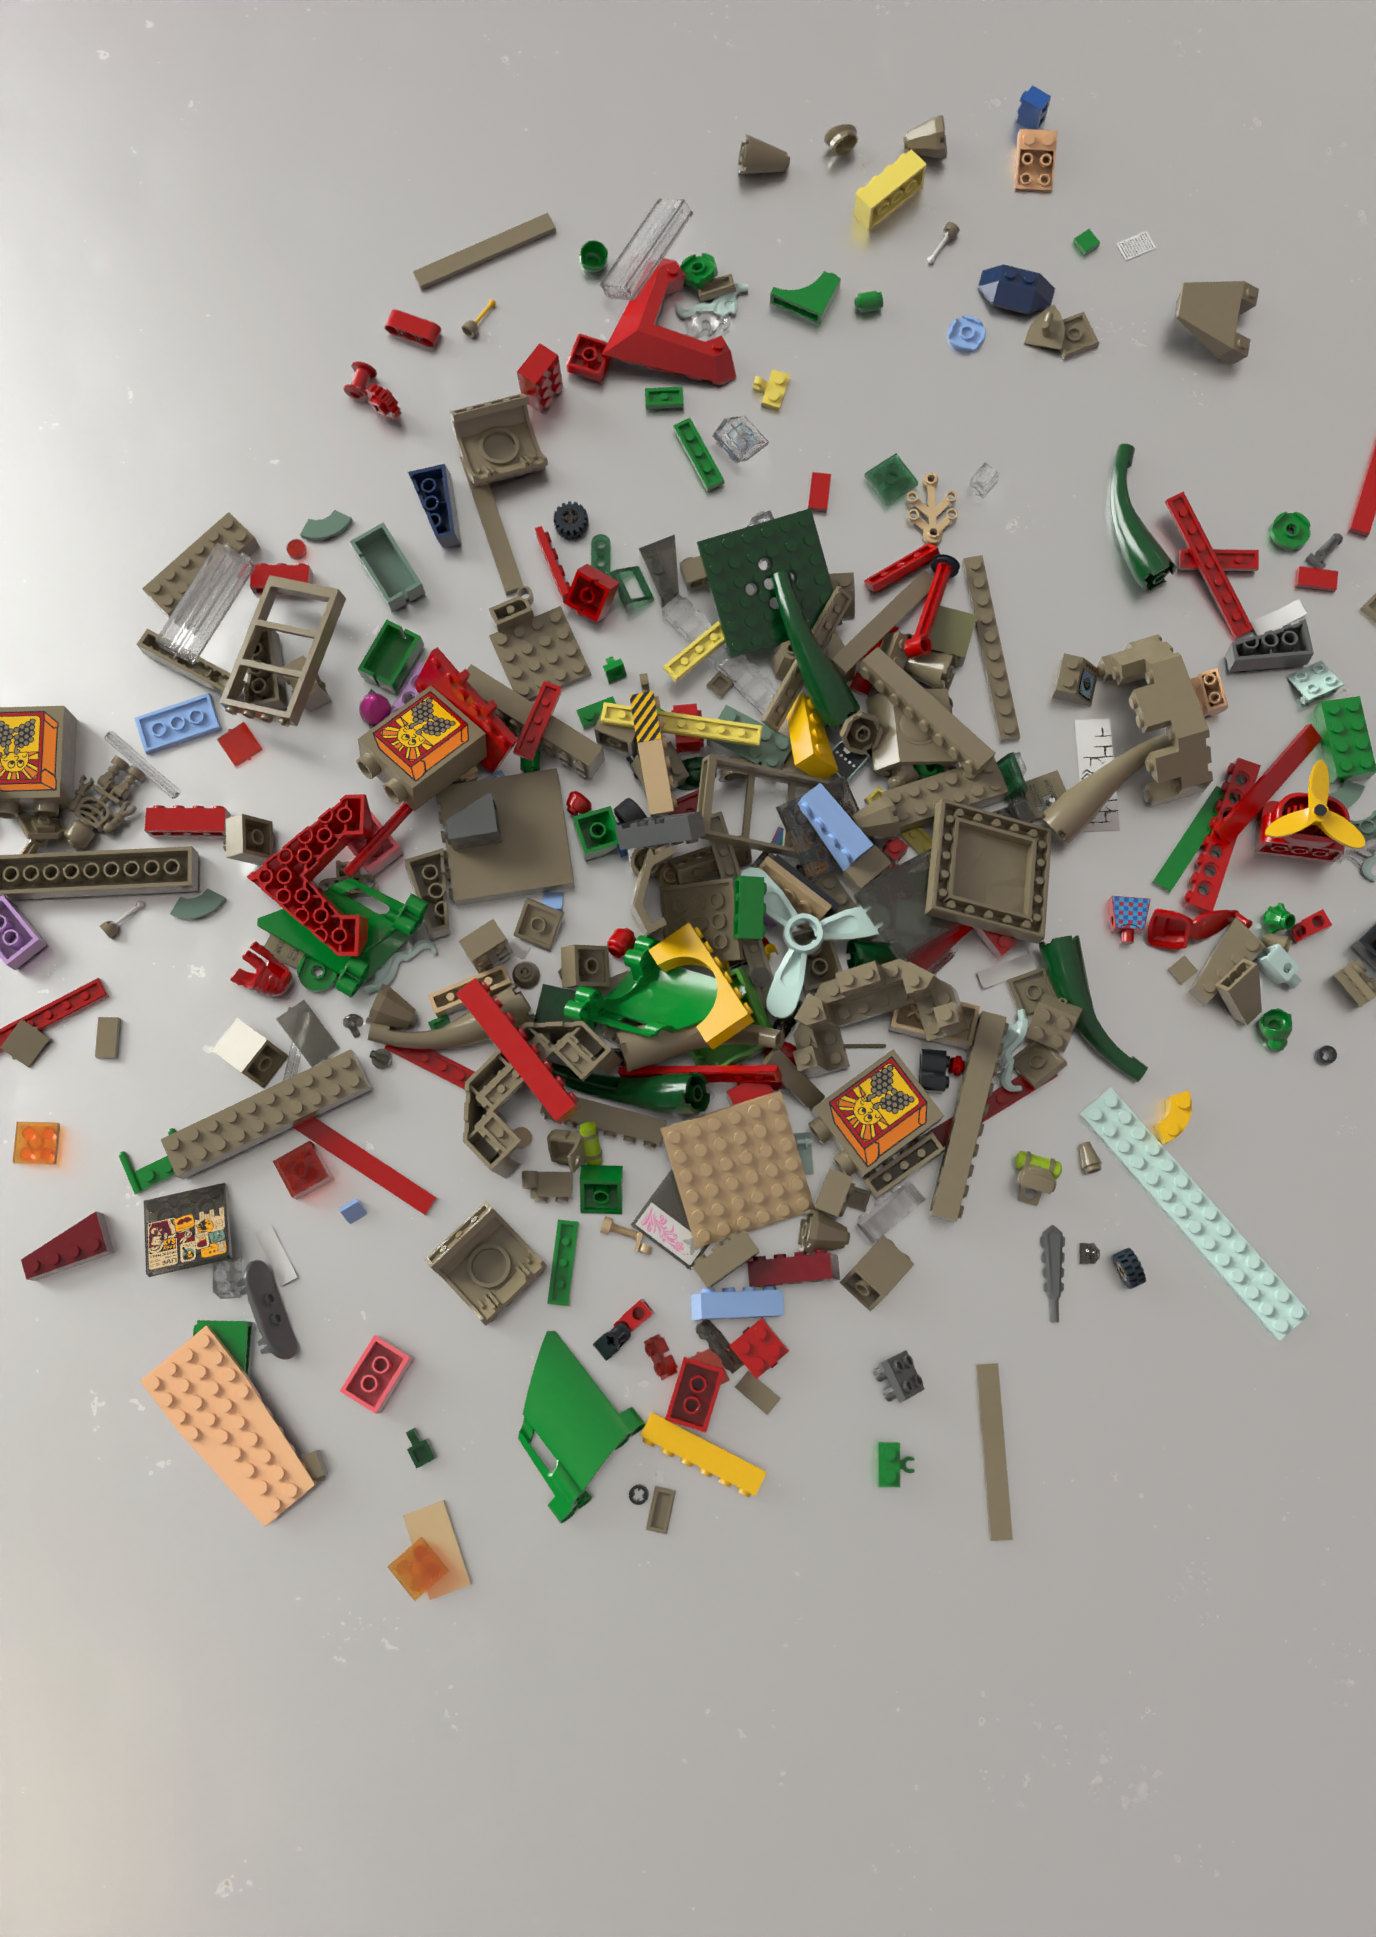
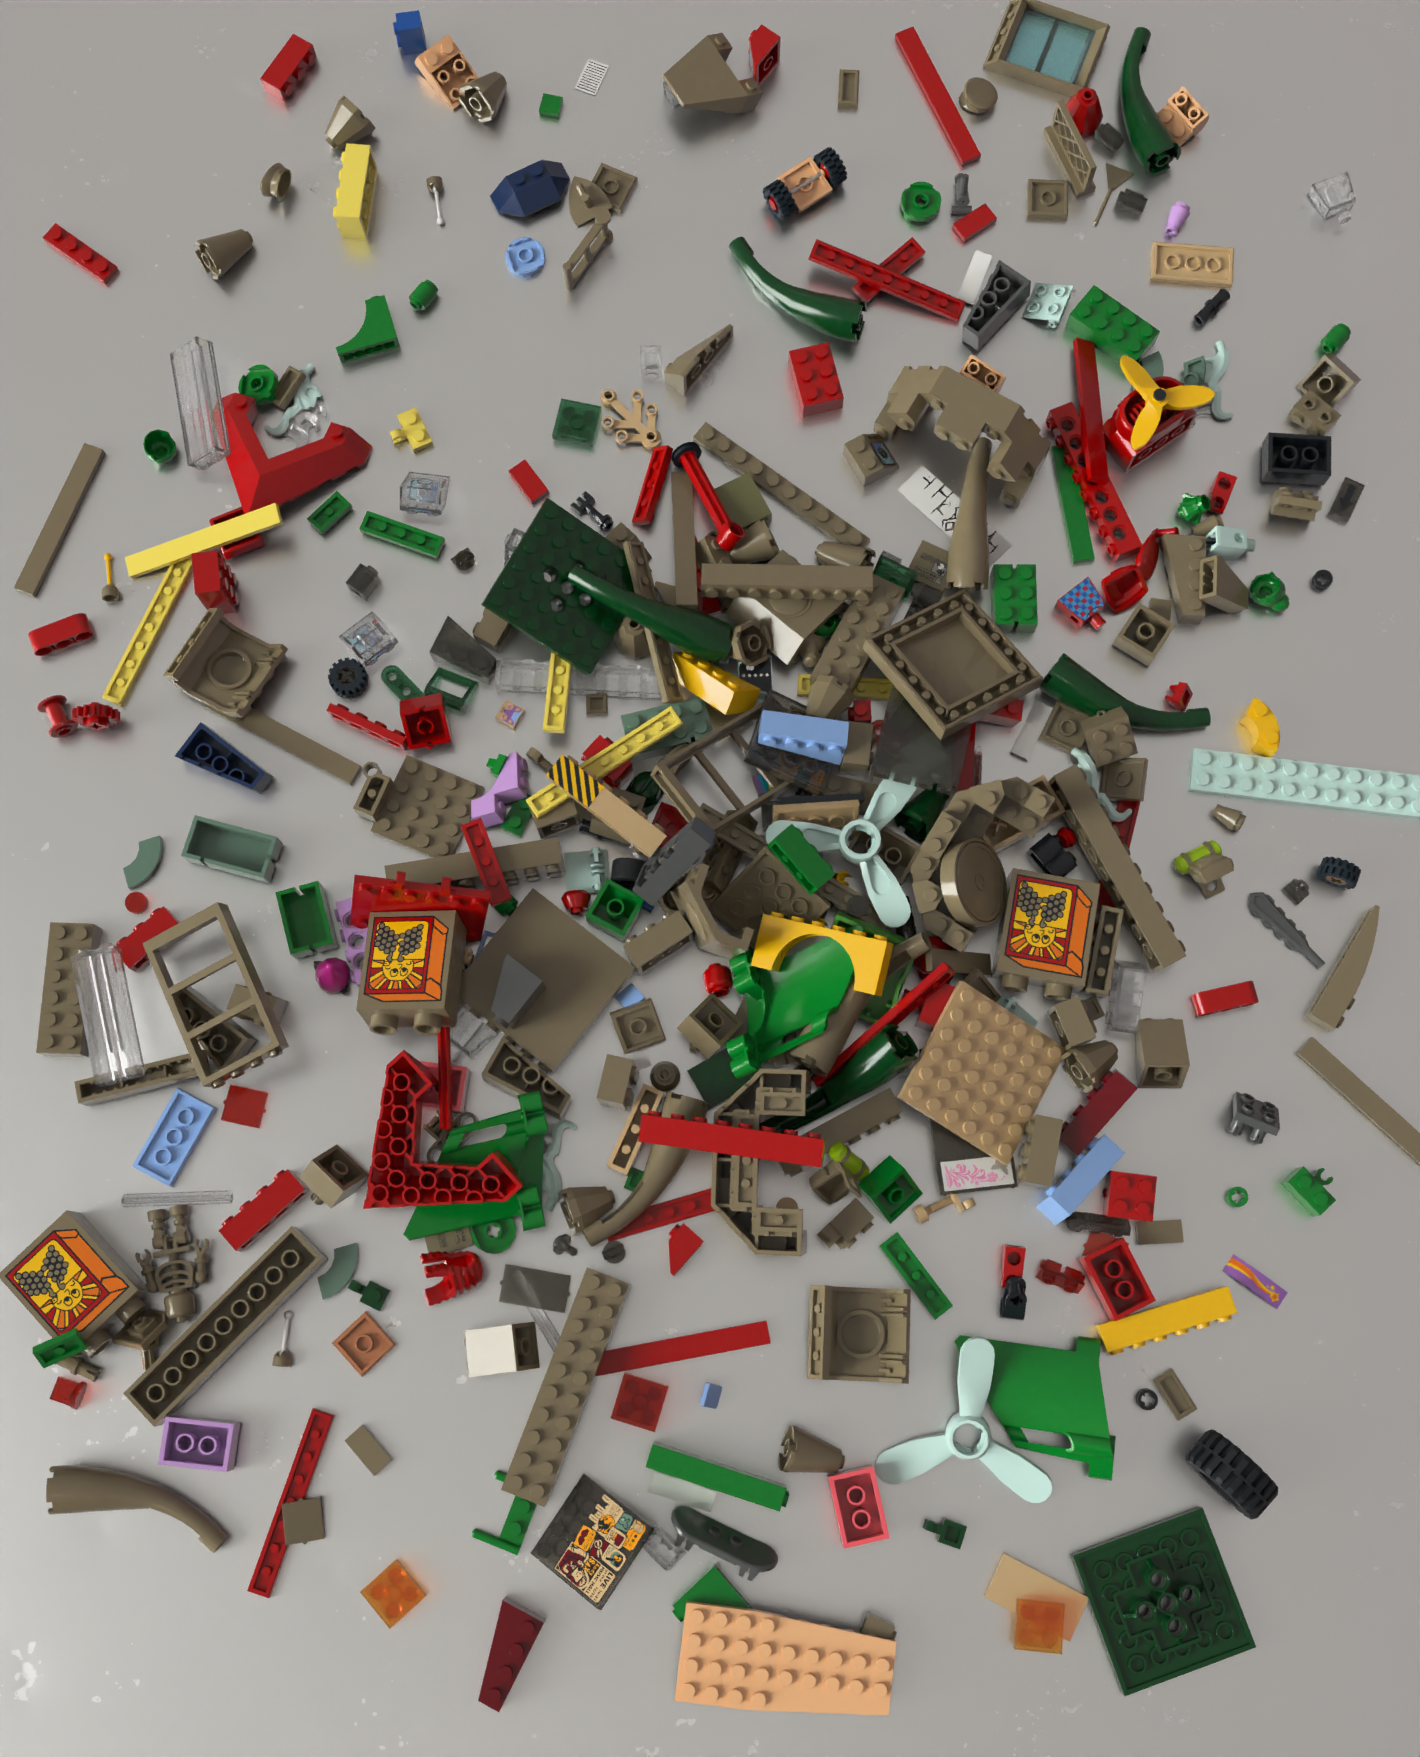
camera: 45 degrees left, 0 degrees up
(169, 967) = (364, 1343): none -> nougat tile
(204, 940) = (372, 1294): none -> dark green plate
(304, 1265) = (717, 1476): none -> green brick
(379, 1309) = (808, 1453): none -> dark tan cone
(422, 828) = (469, 1035): none -> clear torso
(427, 1096) = (682, 1246): none -> red slope
(454, 1383) = (925, 1452): none -> light aqua piece
(468, 376) = (148, 632): none -> light yellow tile
(559, 1621) = (1120, 1581): none -> dark green plate
(562, 344) = (204, 540): none -> light yellow tile
(604, 879) = (658, 941): none -> dark tan brick
(605, 687) = (509, 787): none -> lavender arch
(606, 789) = (586, 870): none -> light aqua hinge
(608, 506) = (369, 639): none -> clear slope
(641, 1596) = (1232, 1474): none -> black tyre
(642, 463) = (363, 581): none -> clear smoke brick
(655, 639) = (510, 714): none -> tile
(665, 81) = (80, 253): none -> red plate
(724, 507) = (464, 559): none -> clear smoke plate
(792, 1490) = (1255, 1281): none -> medium lavender sticker
(795, 1110) = (979, 982): none -> dark tan tile
(834, 1414) = (1243, 1201): none -> green bush
(844, 564) = (604, 522): none -> black hinge
(854, 1032) = (973, 882): none -> dark tan brick
(926, 65) = (288, 67): none -> red brick
(960, 1279) = (1225, 998): none -> red beam
(989, 732) = (844, 555): none -> dark tan cone
(1011, 507) = (692, 364): none -> dark tan wedge
(1036, 366) = (604, 237): none -> dark tan piece
(1044, 195) = (483, 95): none -> dark tan cone
(1063, 1345) = (1346, 976): none -> dark tan slope
(1082, 867) = (1014, 597): none -> green piece
(1089, 591) = (815, 379): none -> red brick
(1137, 1043) = (1181, 696): none -> red tile
(1151, 975) = (1143, 634): none -> dark tan brick
(1215, 446) = (805, 184): none -> plate
(1274, 328) = (763, 52): none -> red slope
(1316, 406) = (848, 89): none -> dark tan tile

